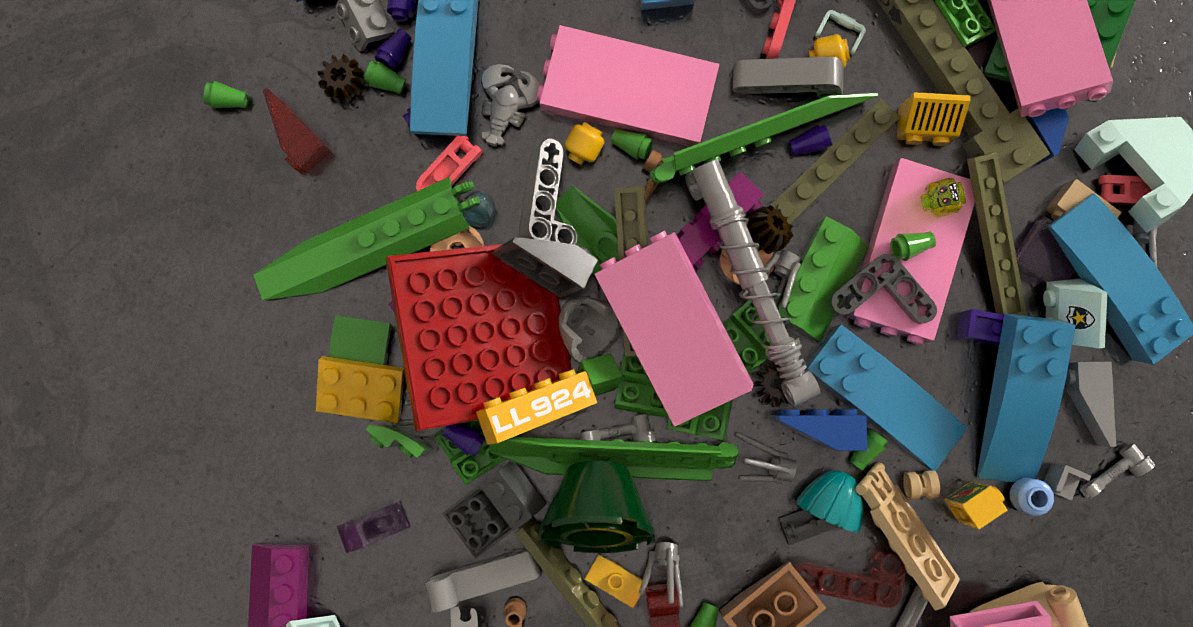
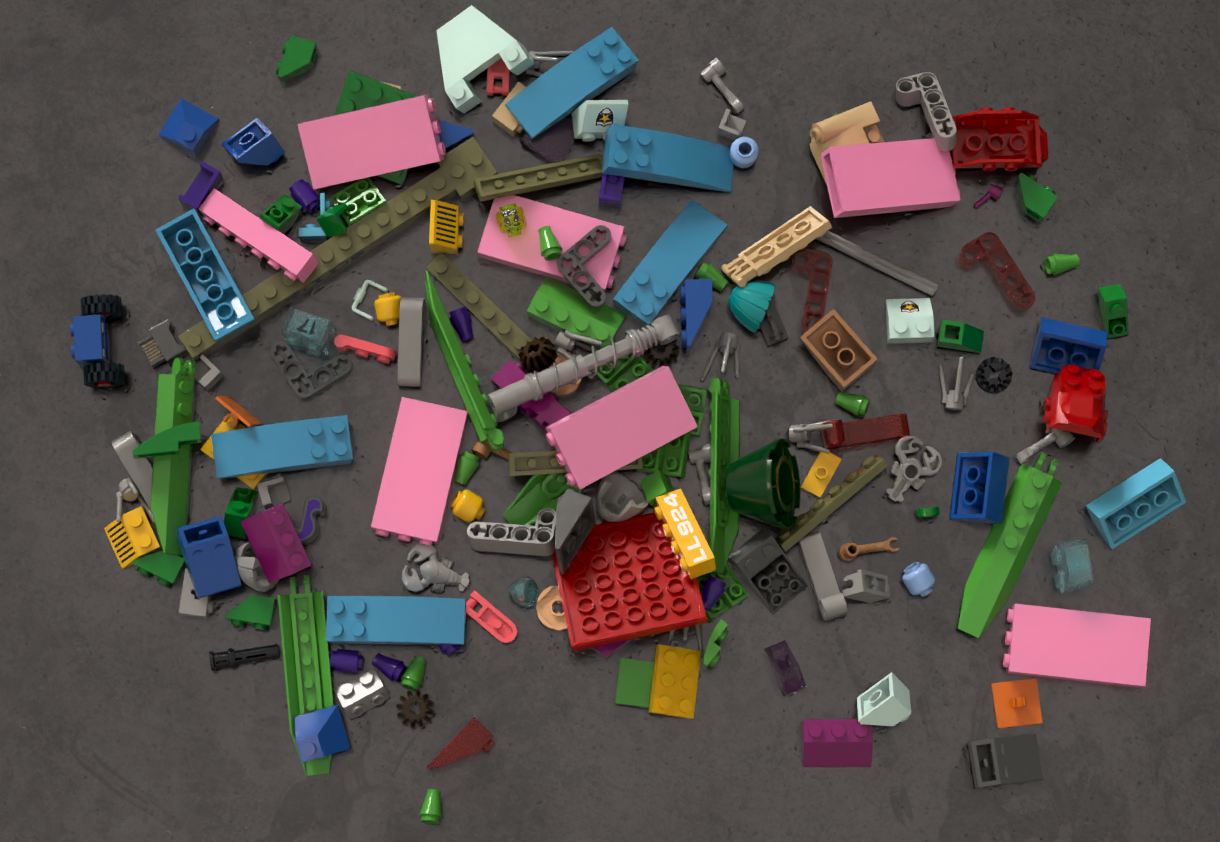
camera: 90 degrees left, 5 degrees down
(367, 240) = (553, 681): bright green hinge -> none
(921, 485) = (738, 235): tan wheel -> none
(976, 504) = (751, 195): yellow brick -> none
(1092, 393) = (661, 104): light grey slope -> none

